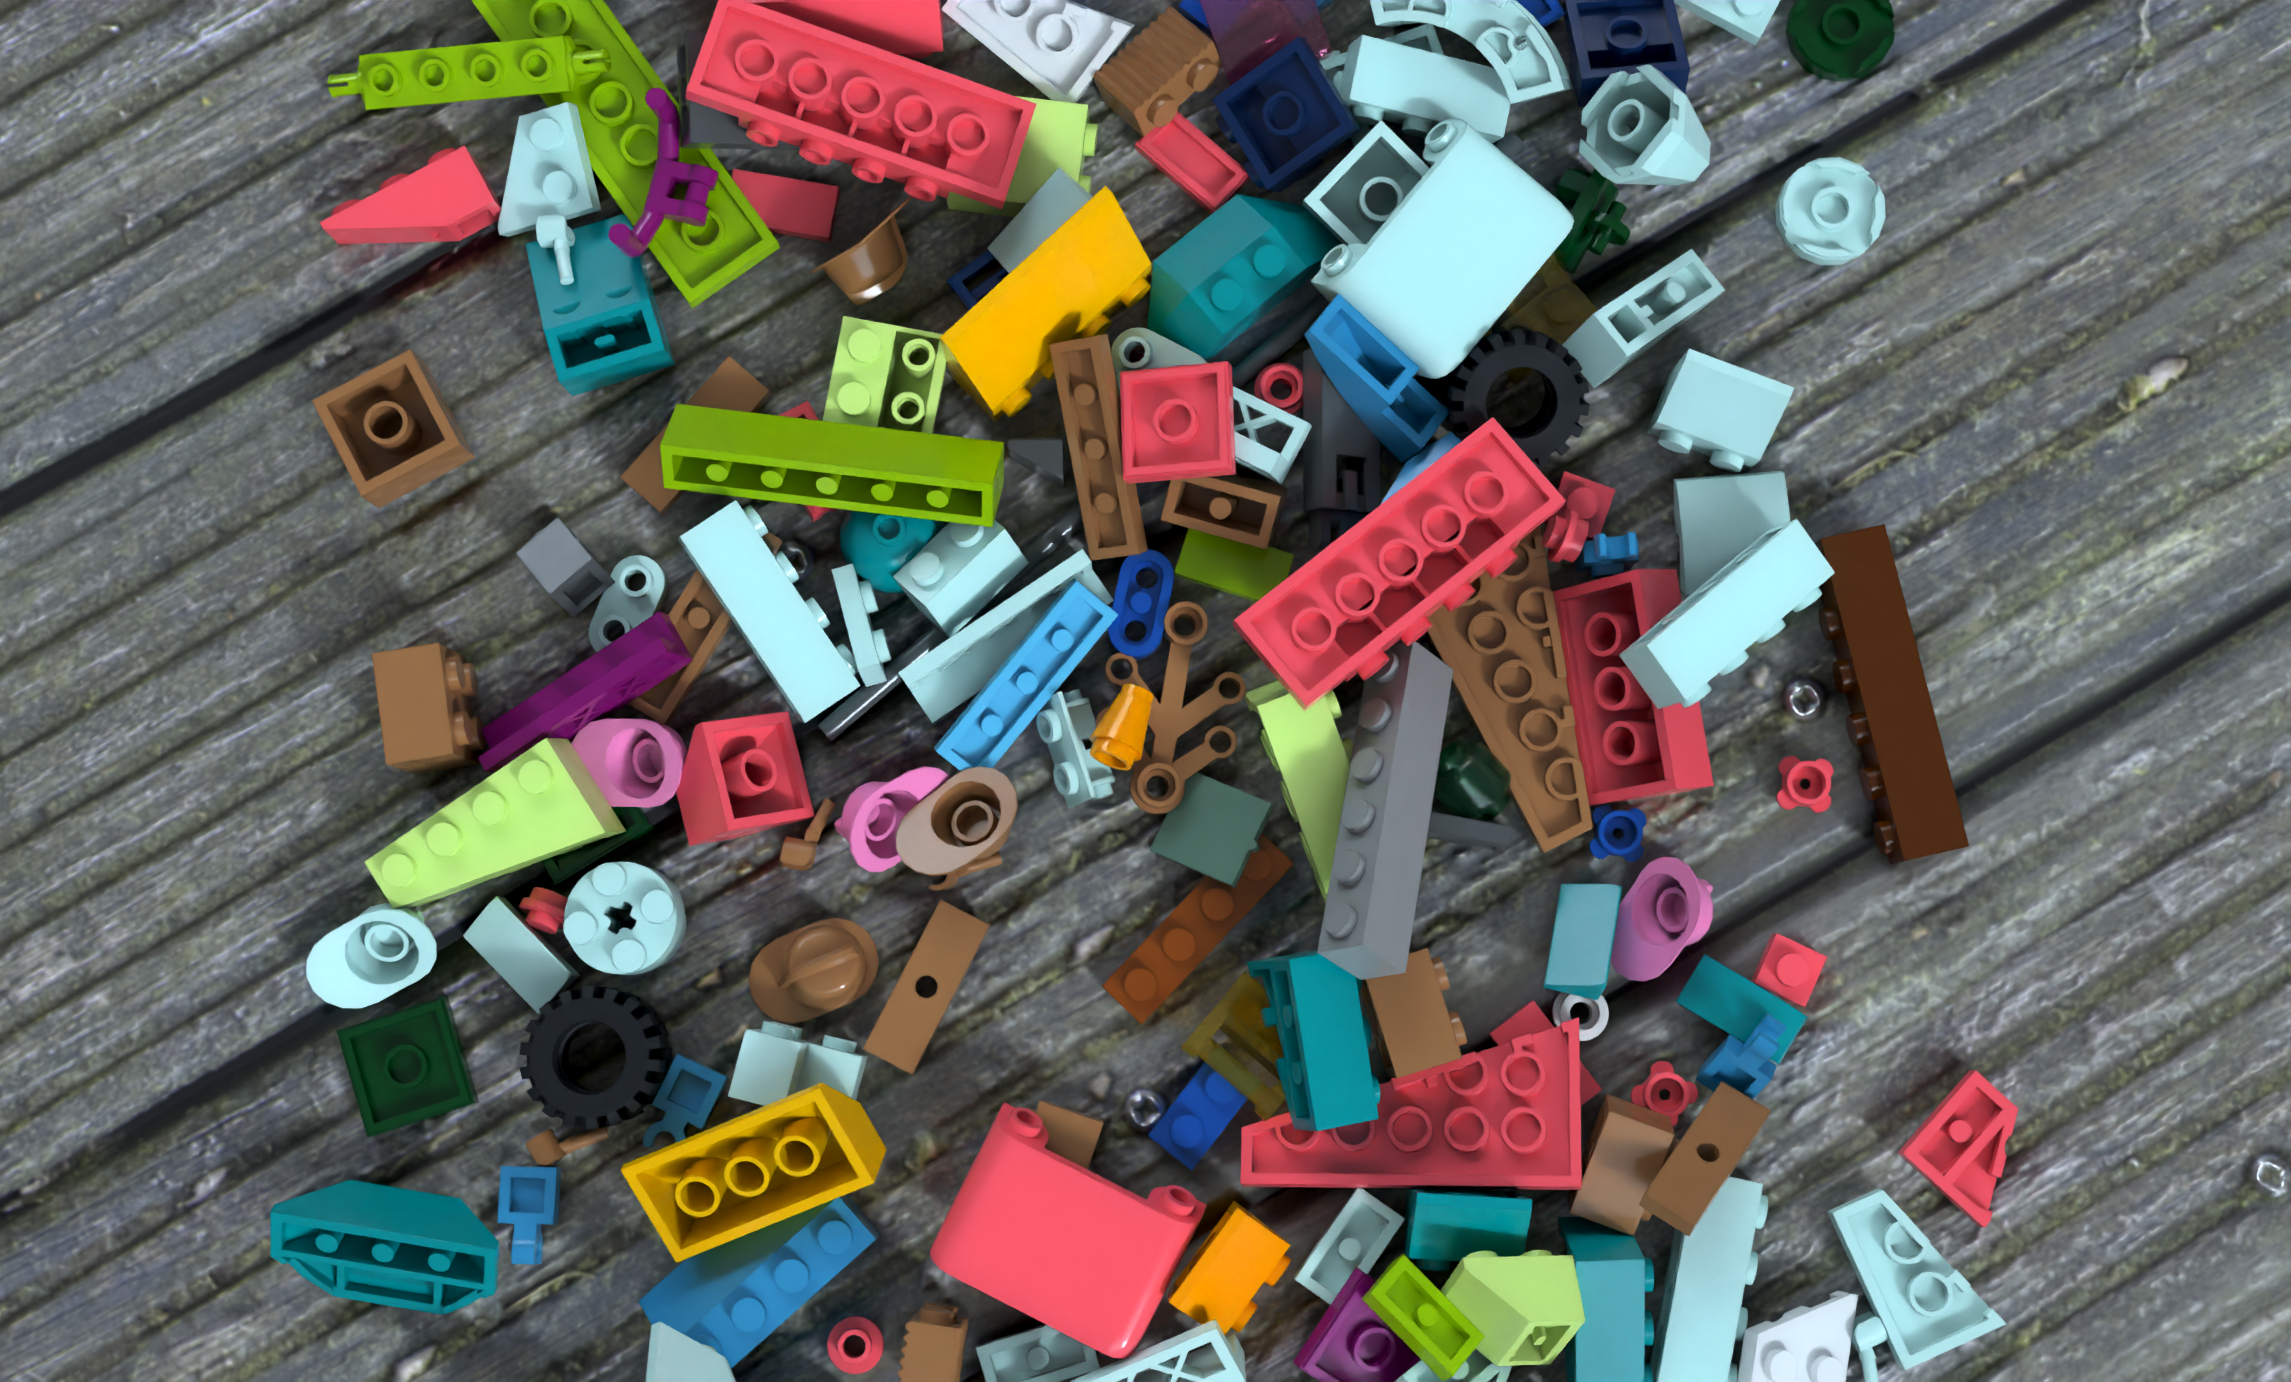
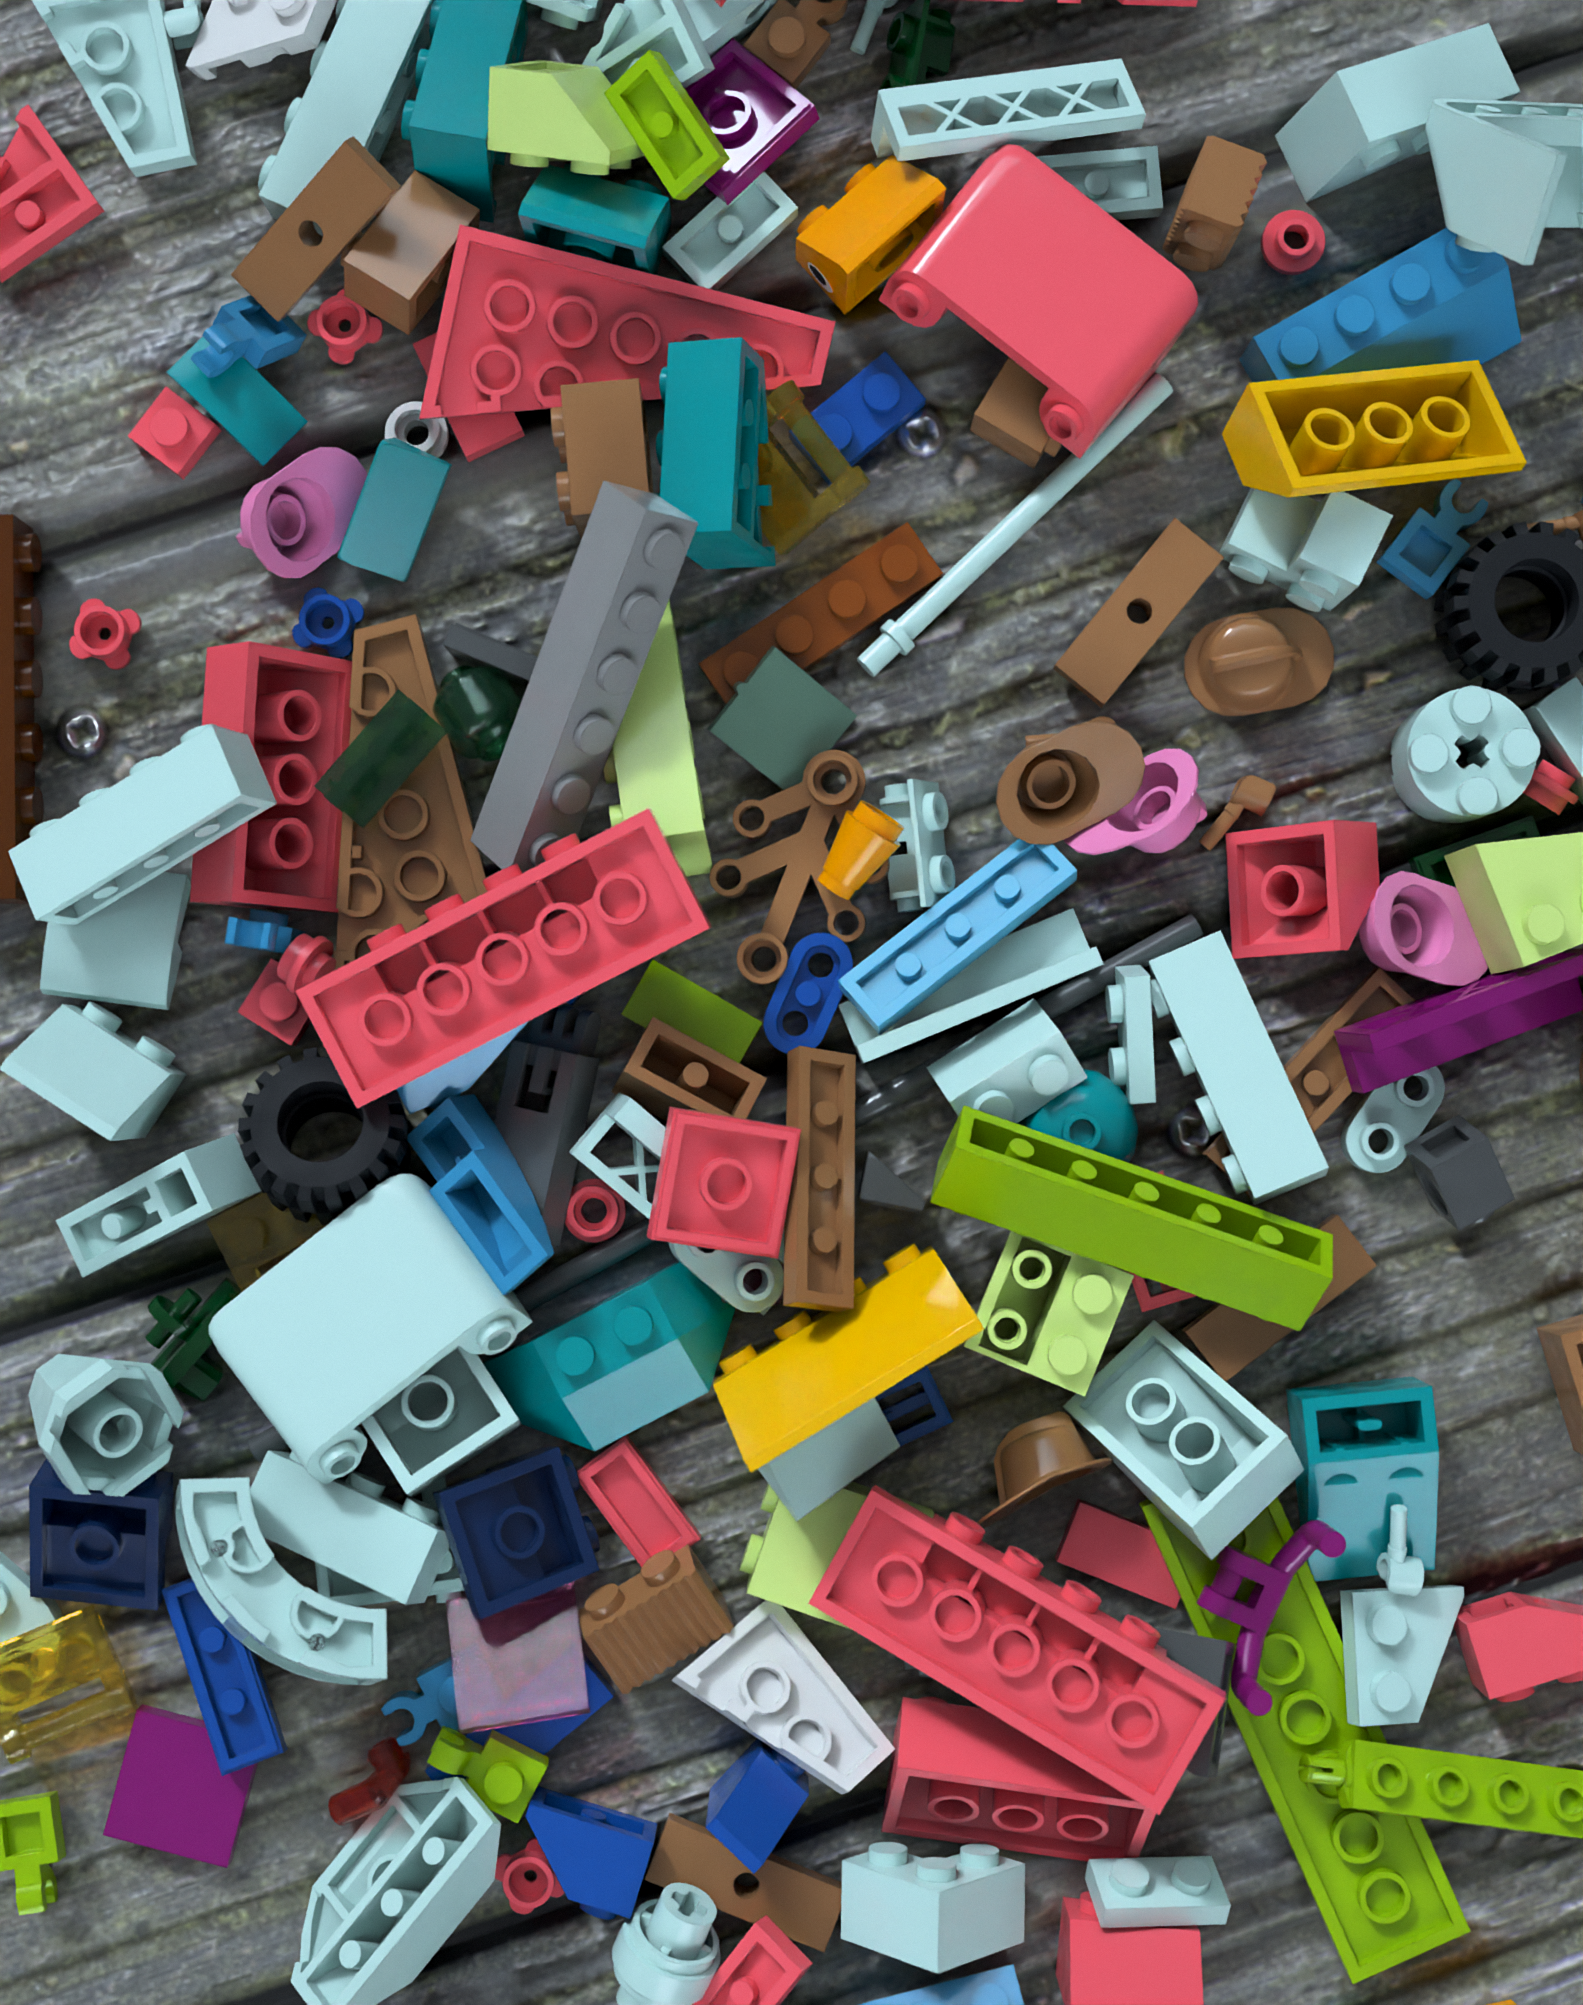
camera: 165 degrees left, 5 degrees up
(754, 301) = (1186, 1438): none -> light aqua slope
(1057, 1029) = (898, 635): none -> light aqua bar
(1544, 720) = (380, 759): none -> clear green hinge

